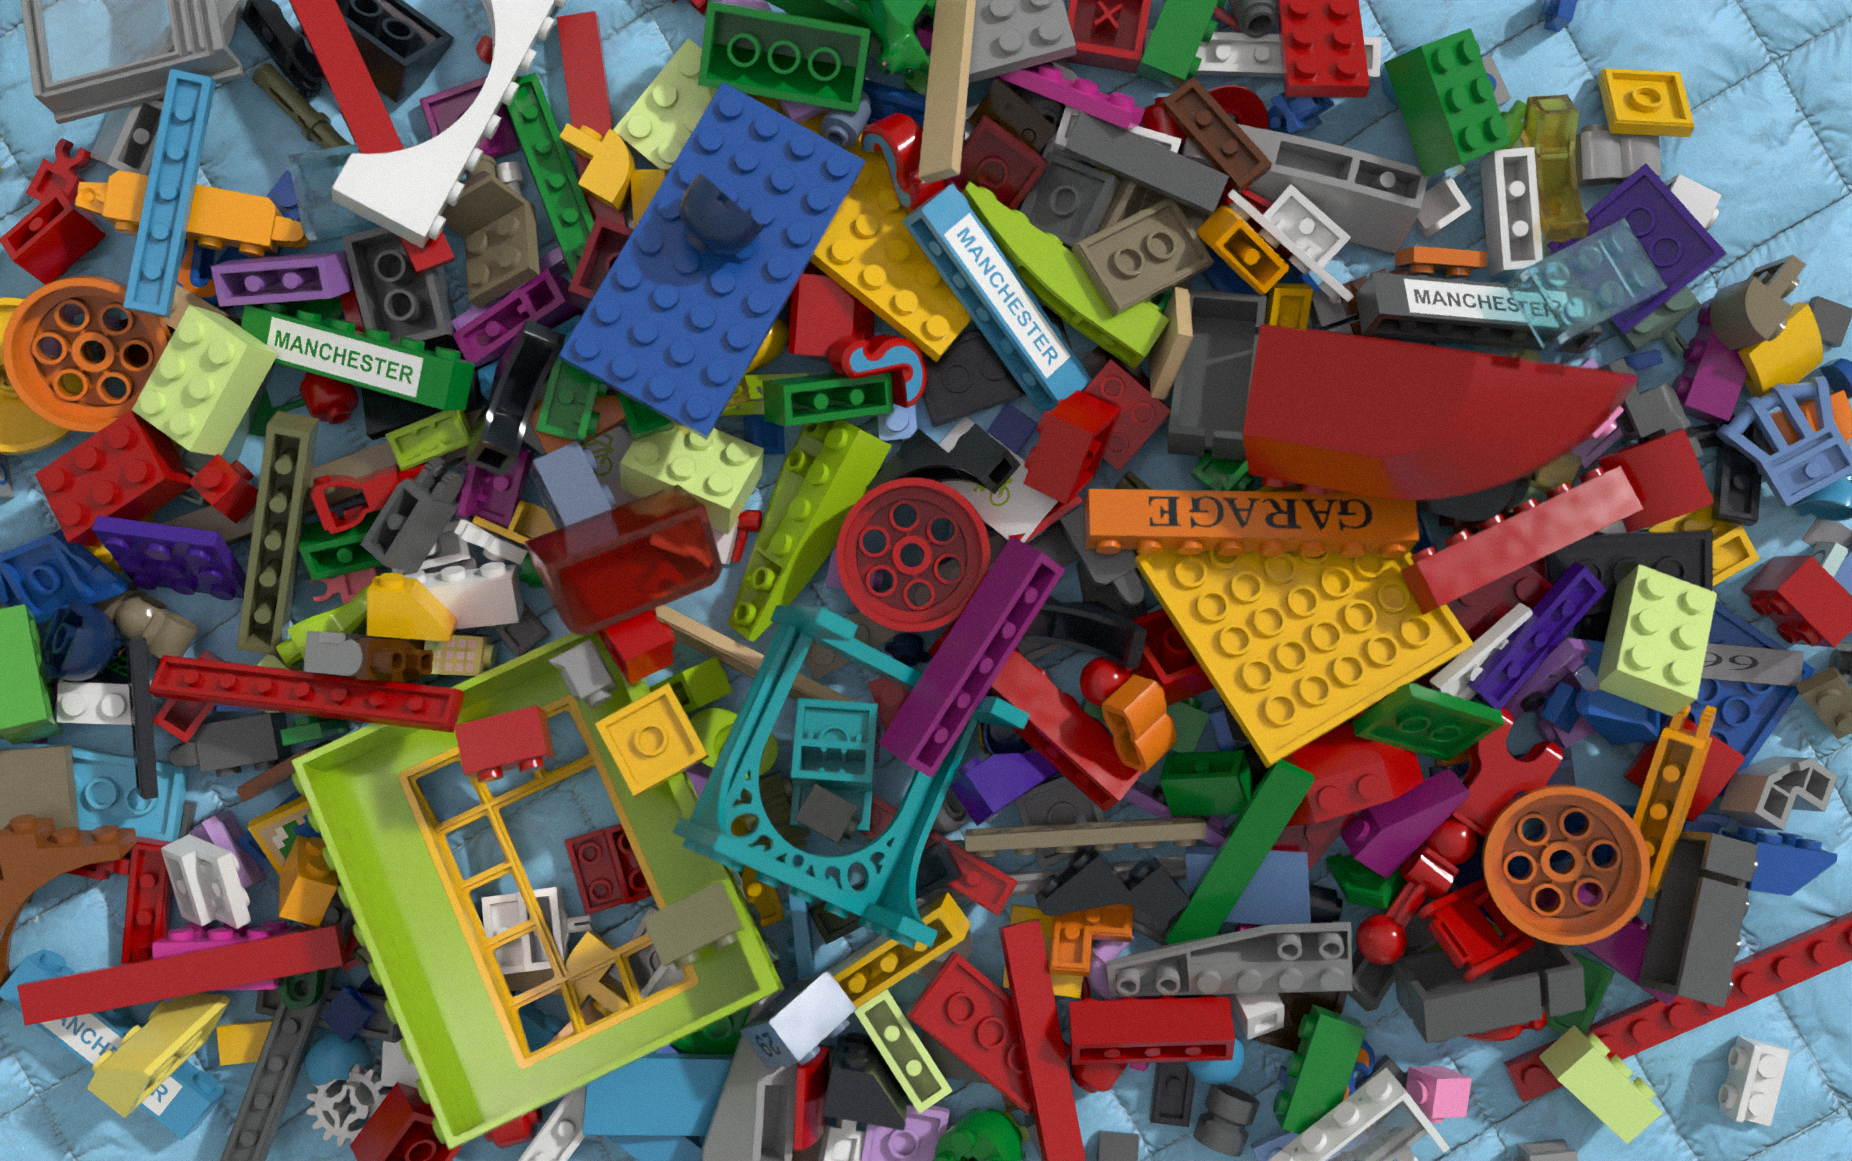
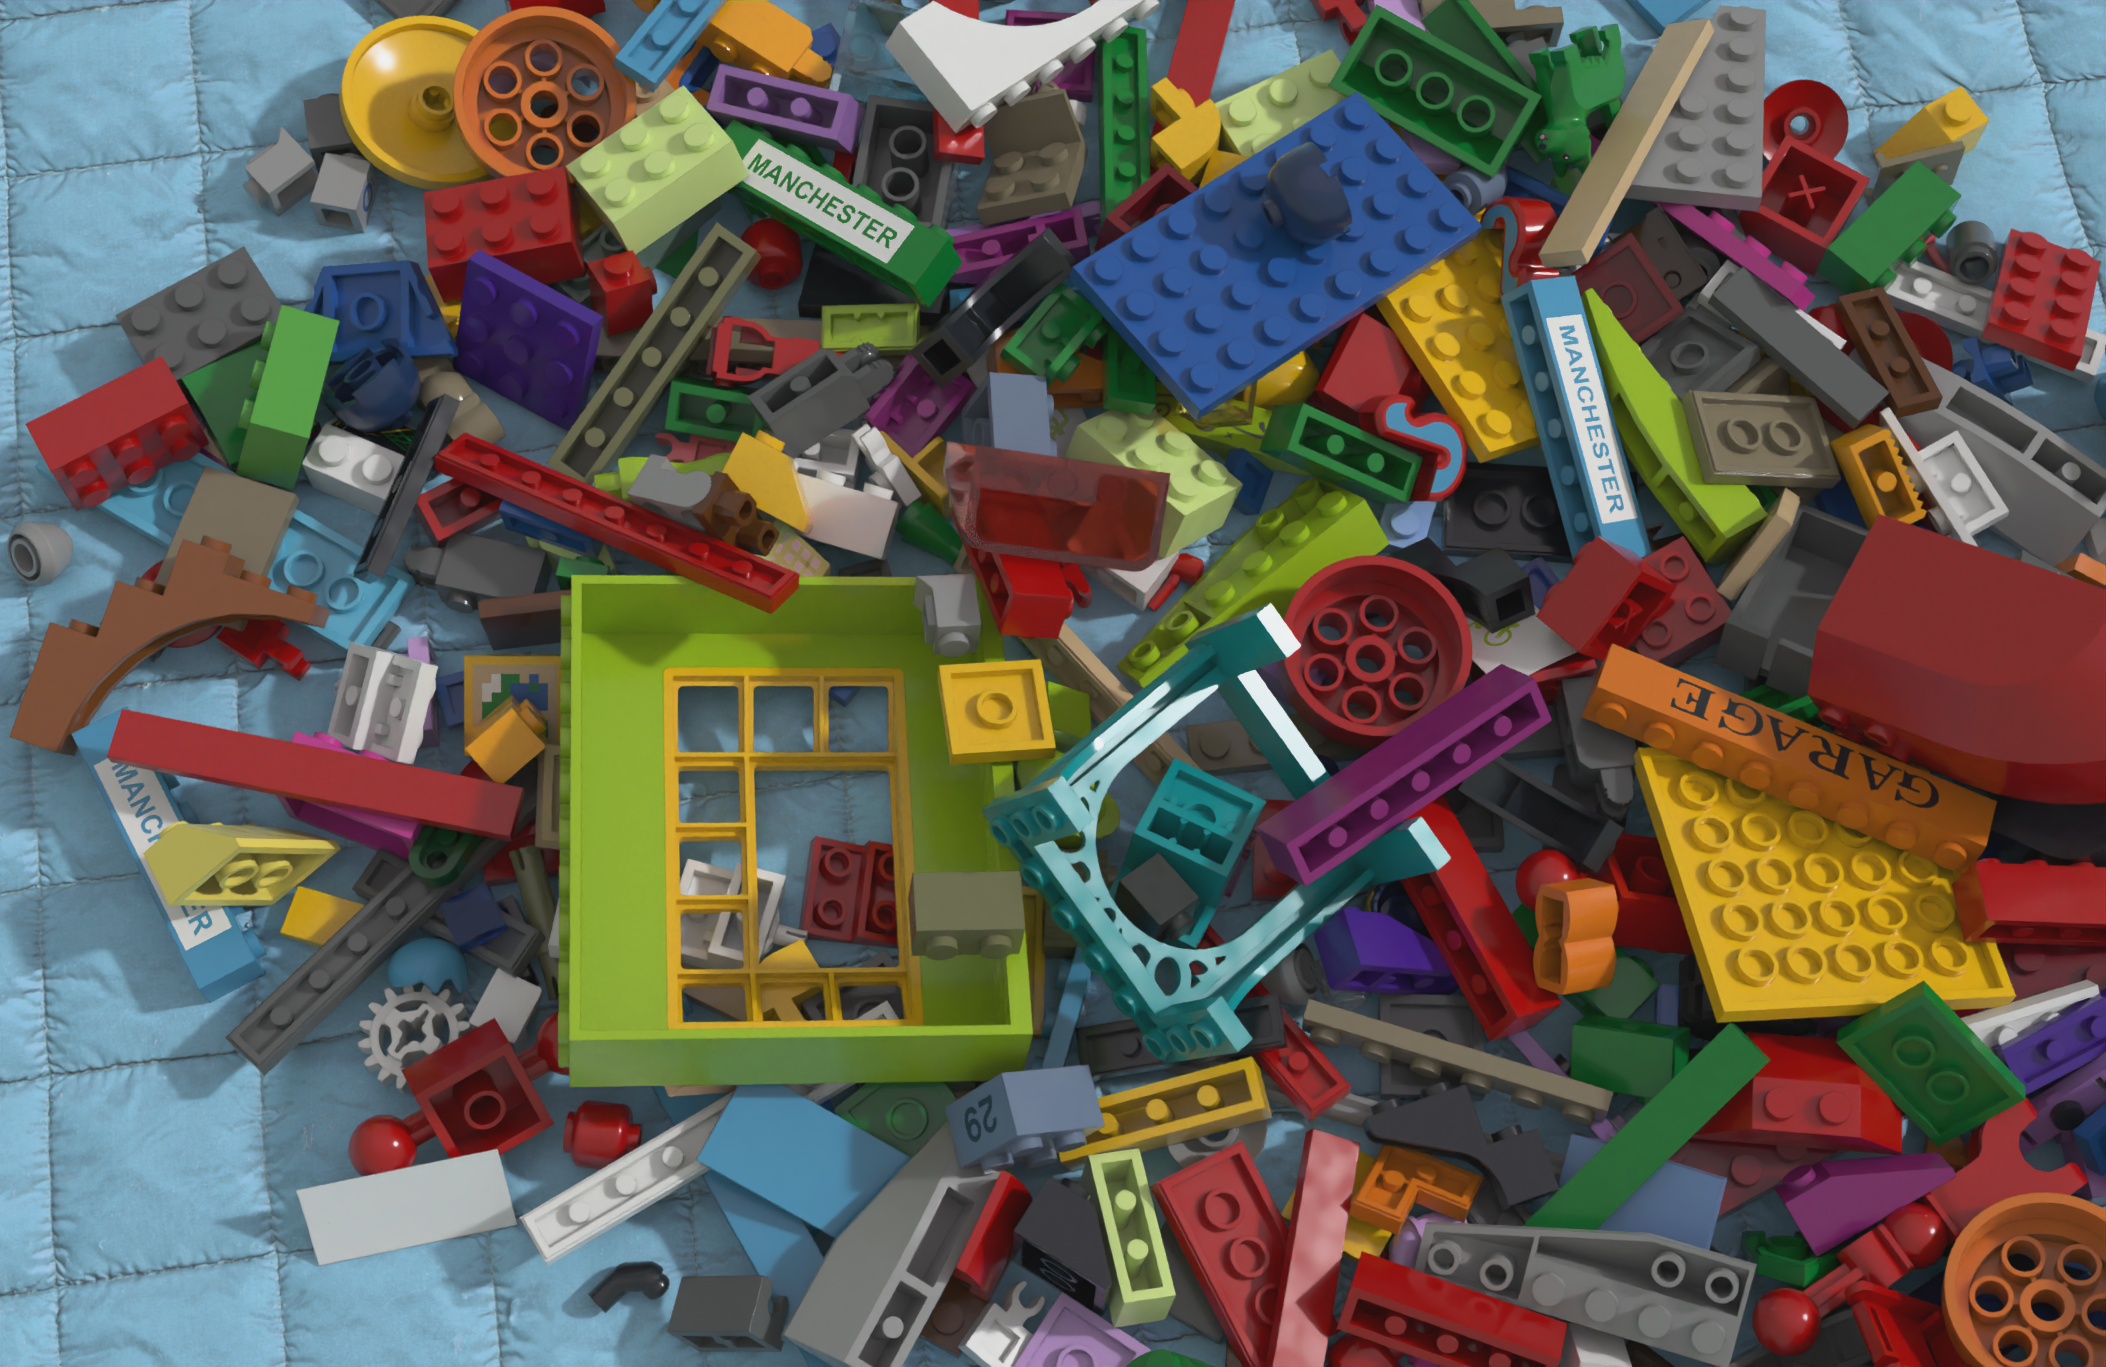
camera: 15 degrees right, 20 degrees down
(147, 900) = (293, 707): red tile -> none
(504, 743) = (826, 644): red brick -> none

